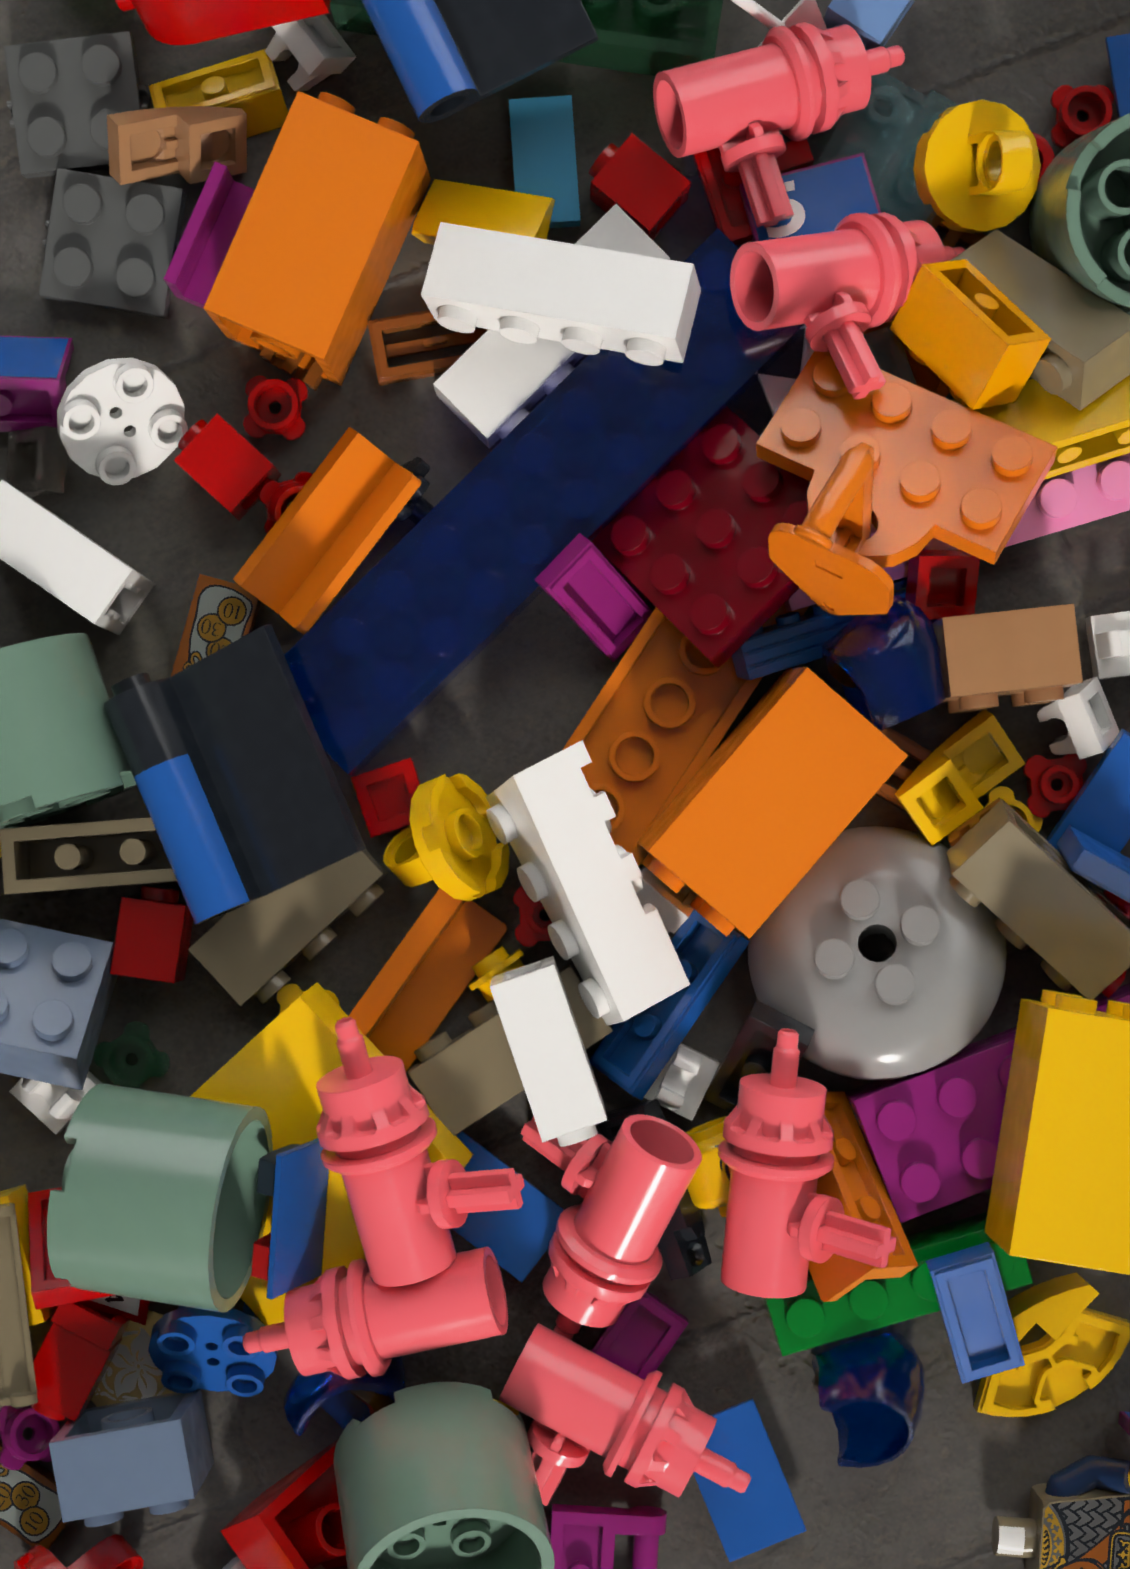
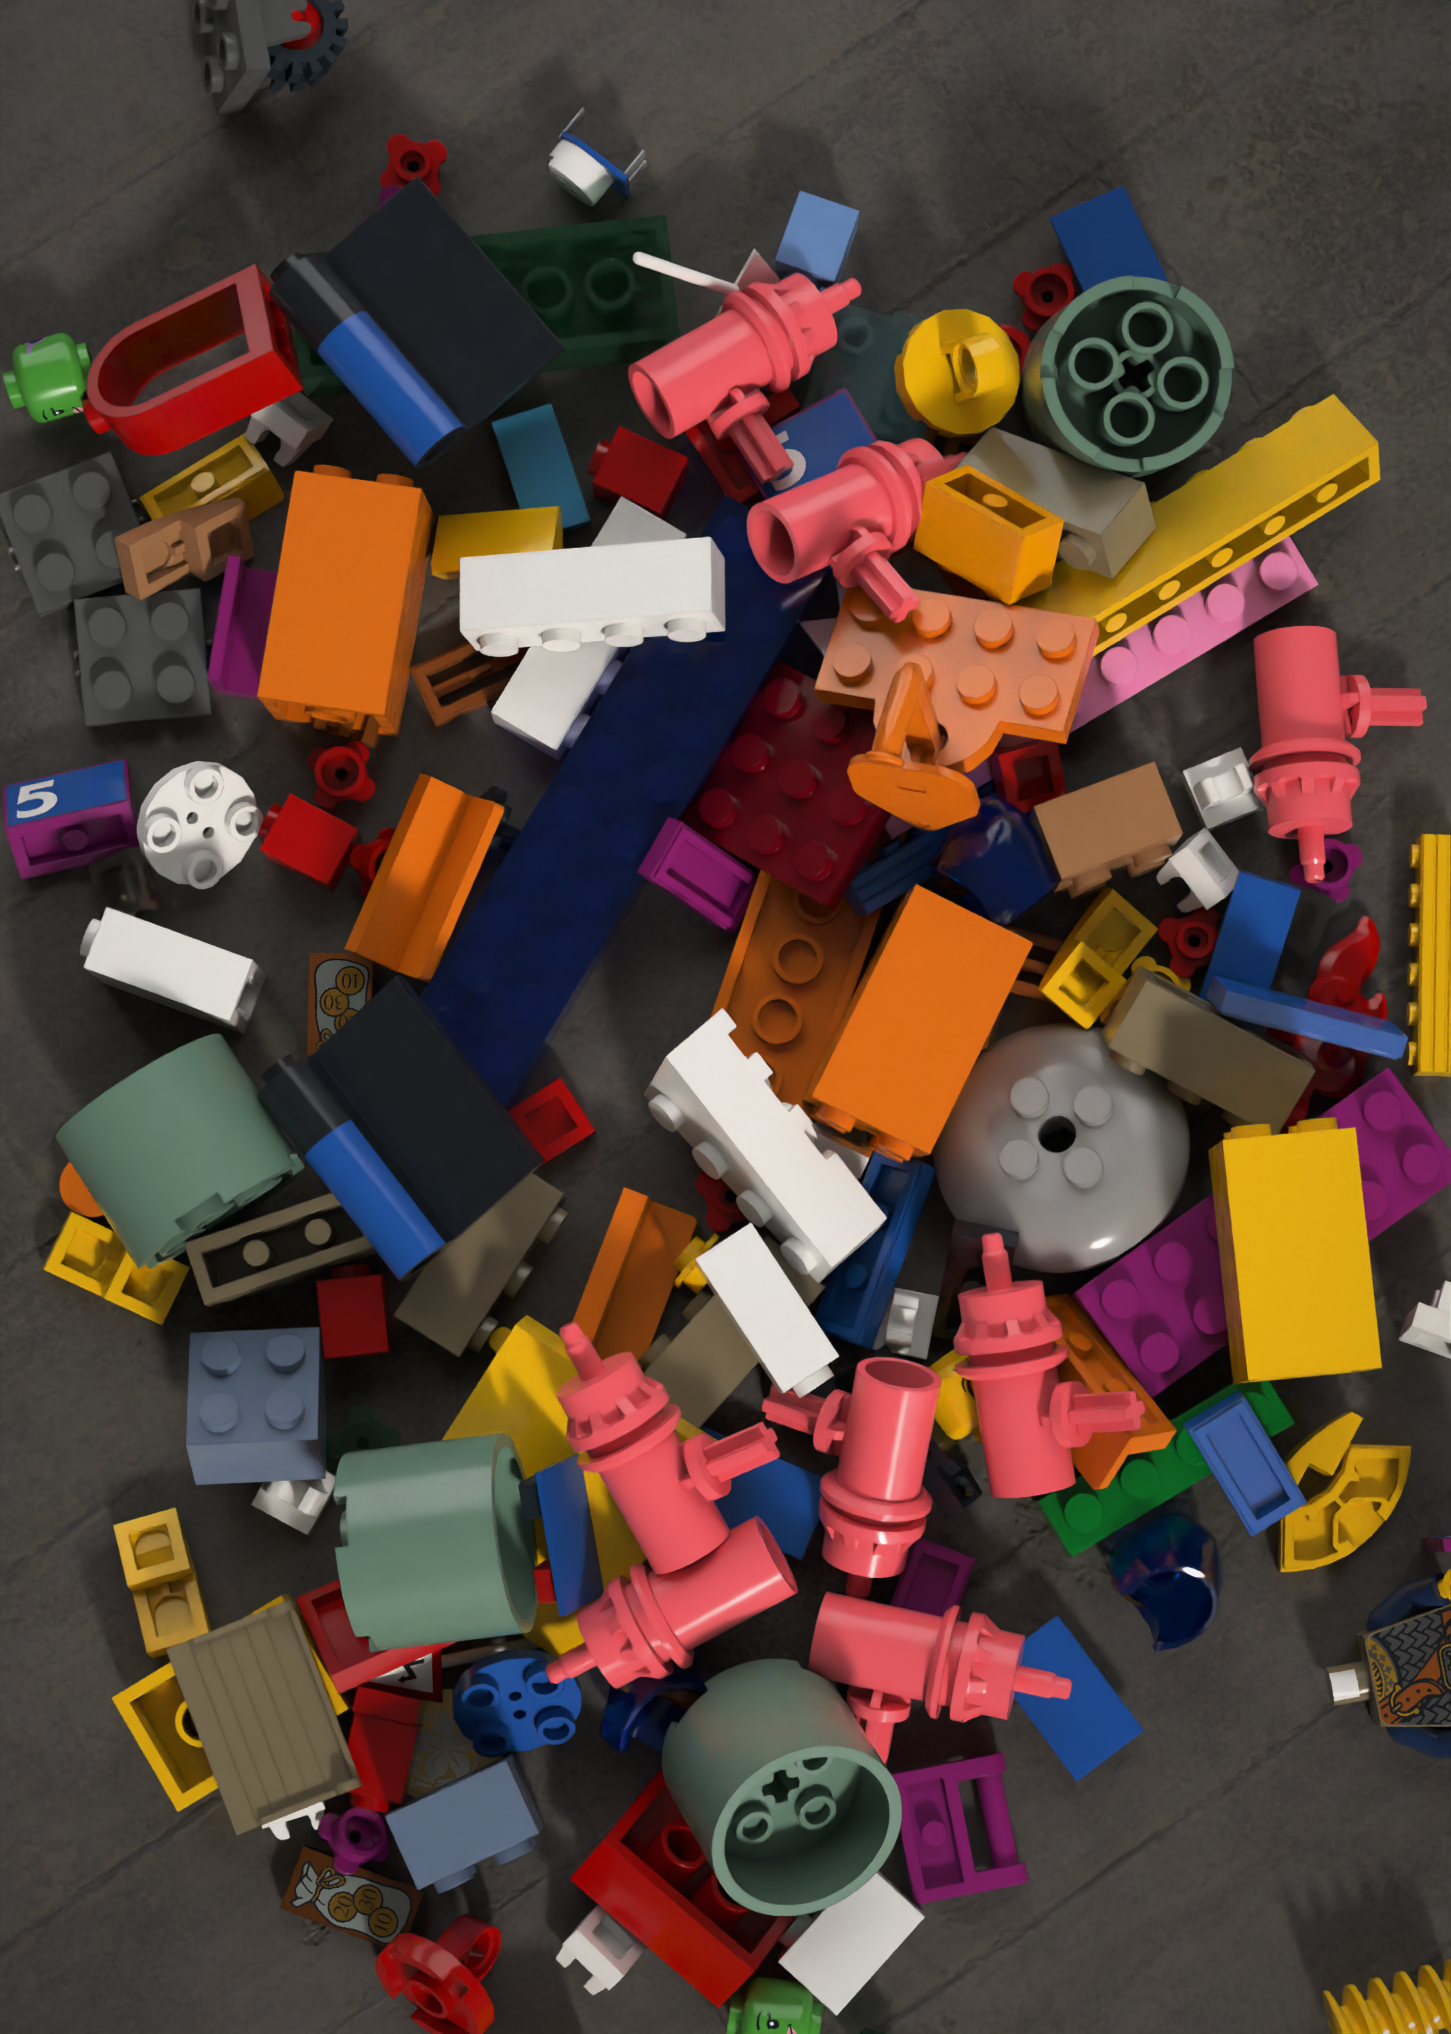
camera: 10 degrees left, 5 degrees down
(449, 841) = (619, 1145): yellow tile -> none

